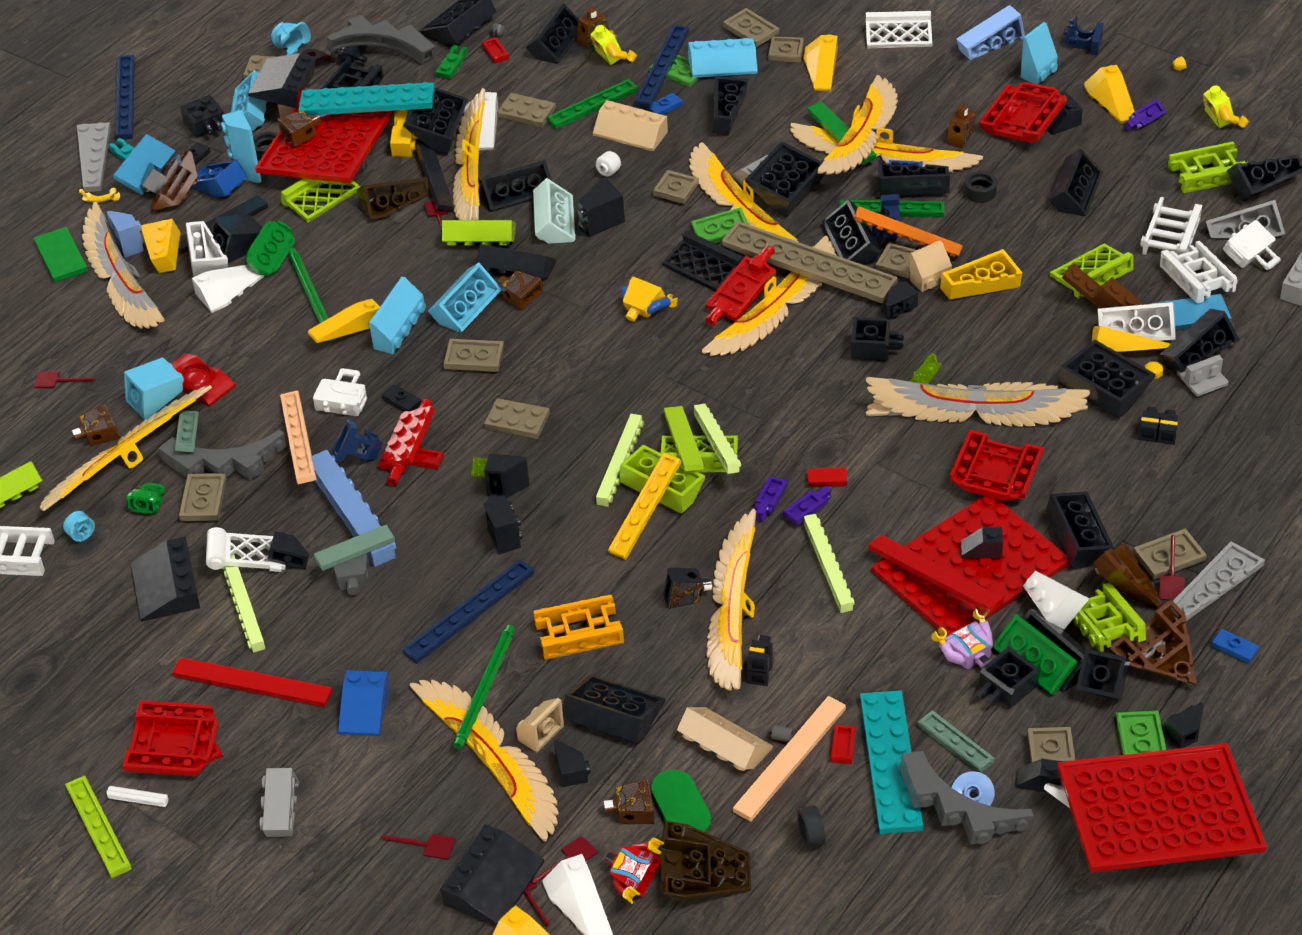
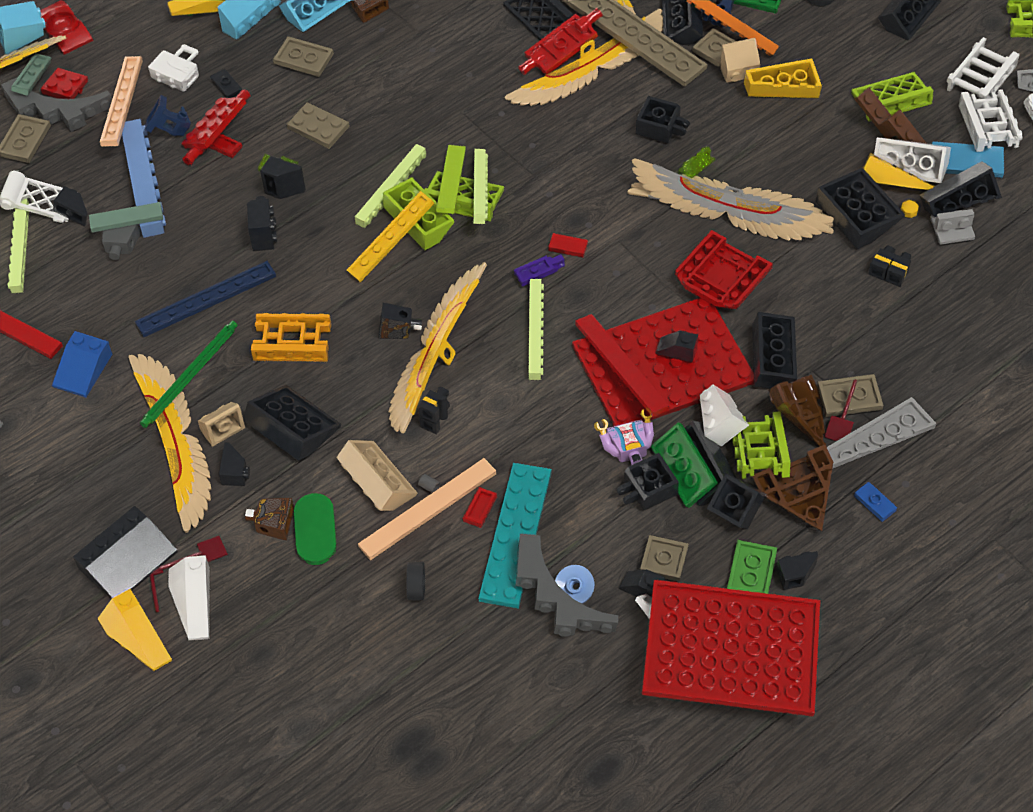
camera: 15 degrees right, 10 degrees up
(224, 434) = (64, 84): none -> red plate
(436, 847) = (93, 514): dark red piece -> none
(634, 868) = (246, 581): torso -> none
(644, 299) = (471, 36): yellow torso -> none
(700, 864) = (307, 591): dark brown wedge -> none
(769, 497) = (508, 253): dark purple hinge -> none
(901, 299) = (701, 87): black slope -> none
(956, 742) = (581, 531): sand green tile -> none

